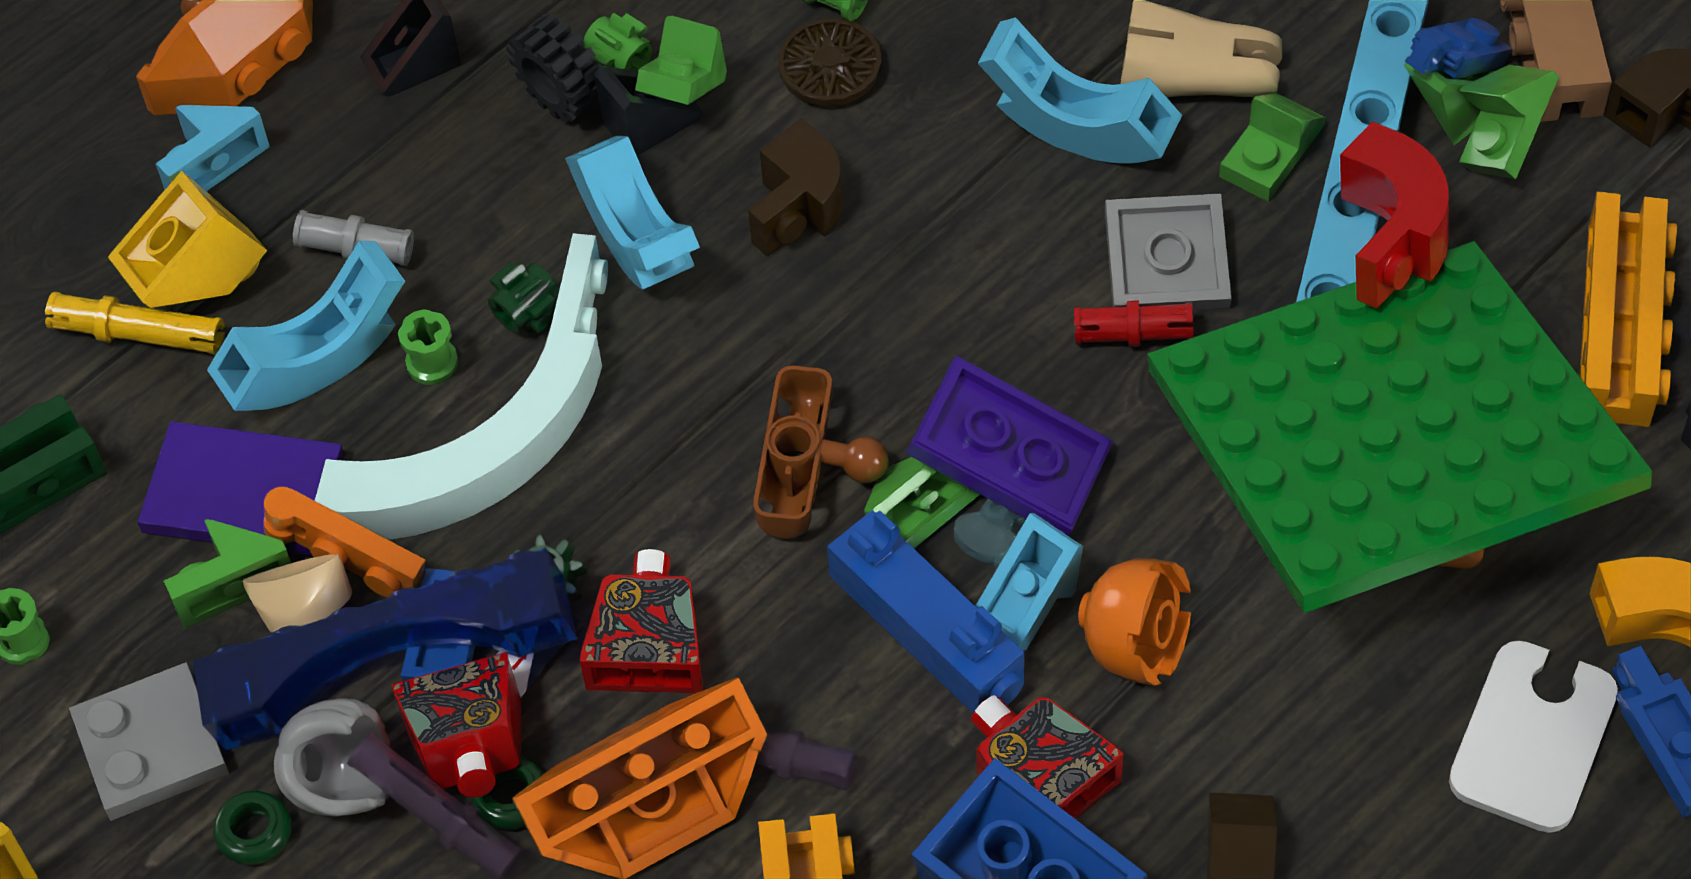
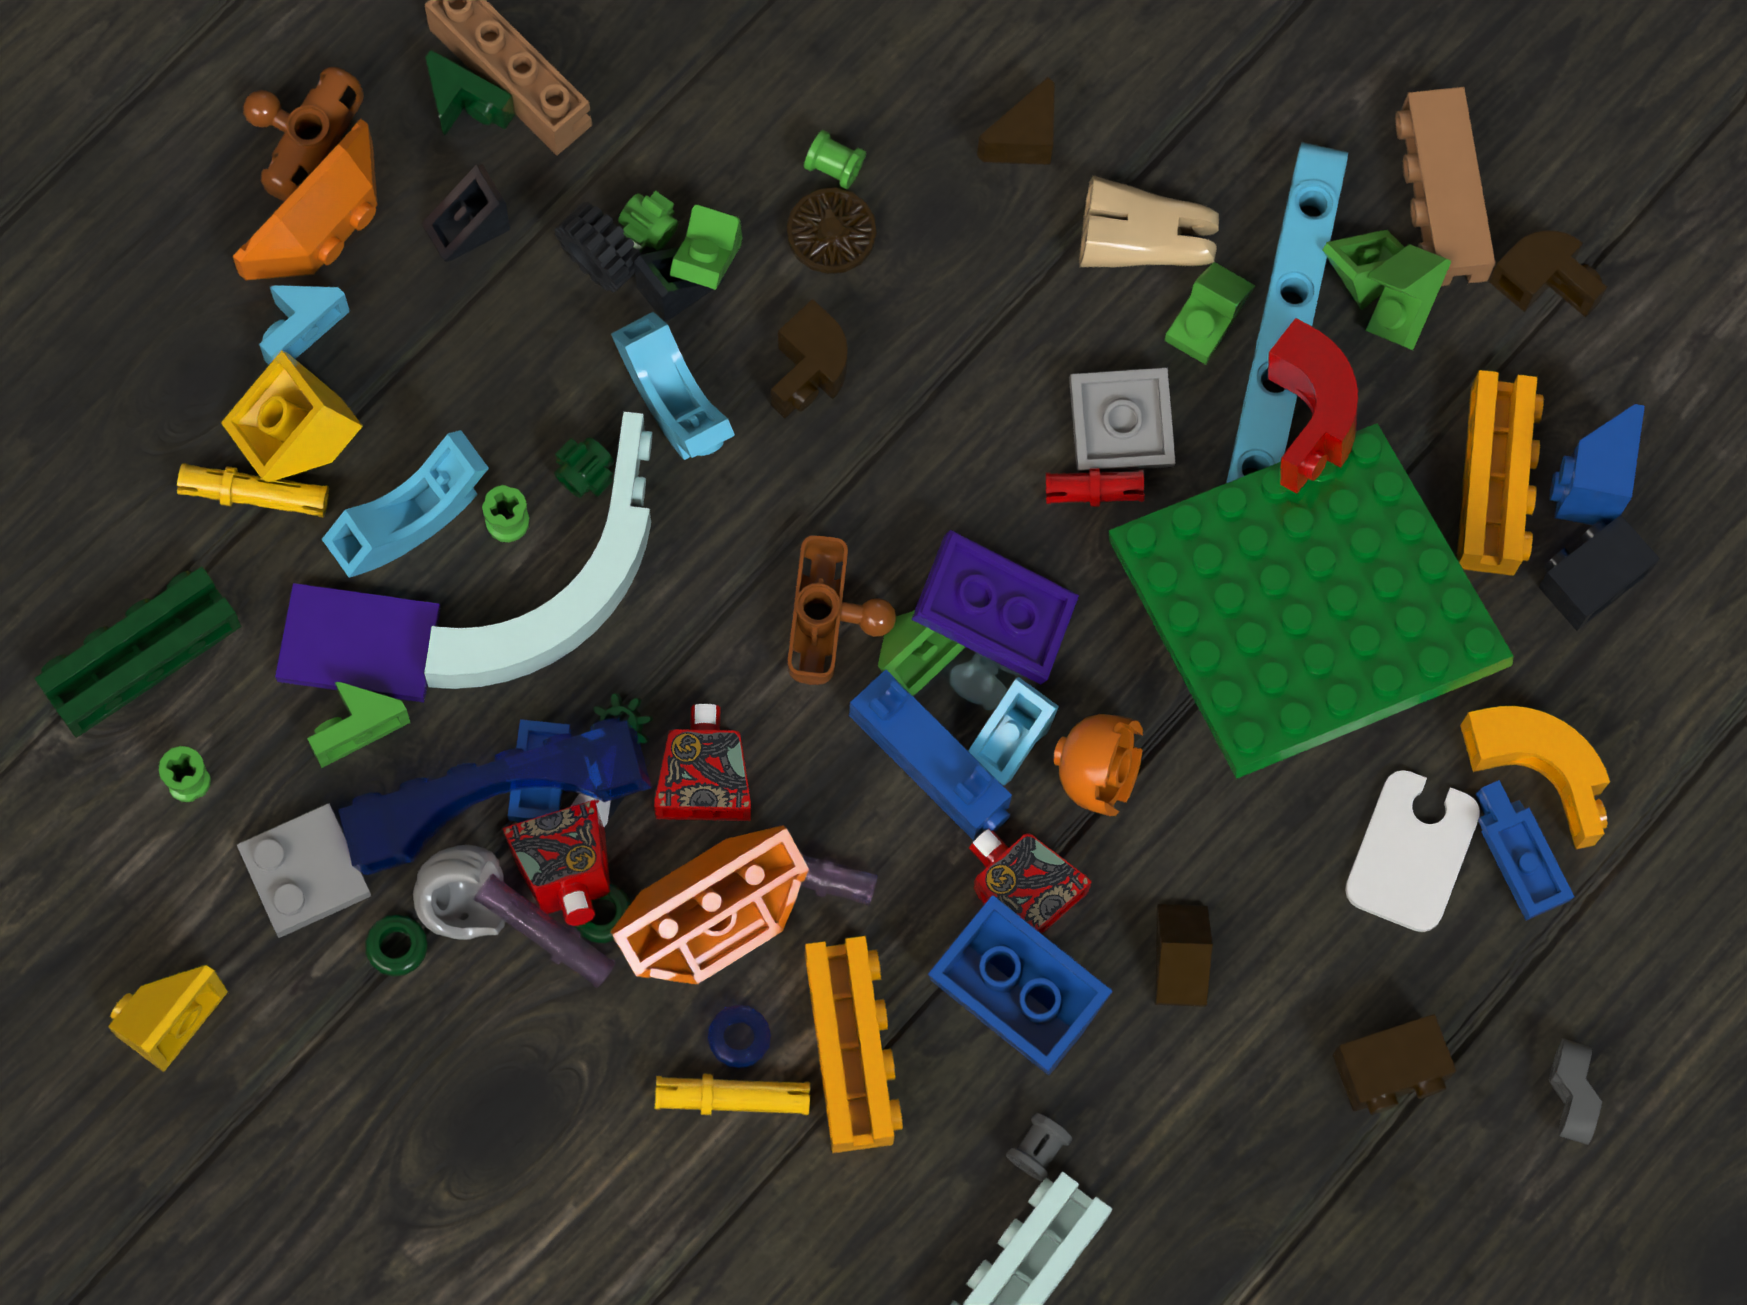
camera: 10 degrees left, 15 degrees up
(299, 591) = (419, 746): tan piece -> none
(325, 532) = (450, 700): orange plate -> none
(343, 235) = (432, 407): light grey pin -> none
(1074, 114) = (1052, 289): medium azure arch -> none
(1458, 48) = (1367, 229): blue hinge -> none

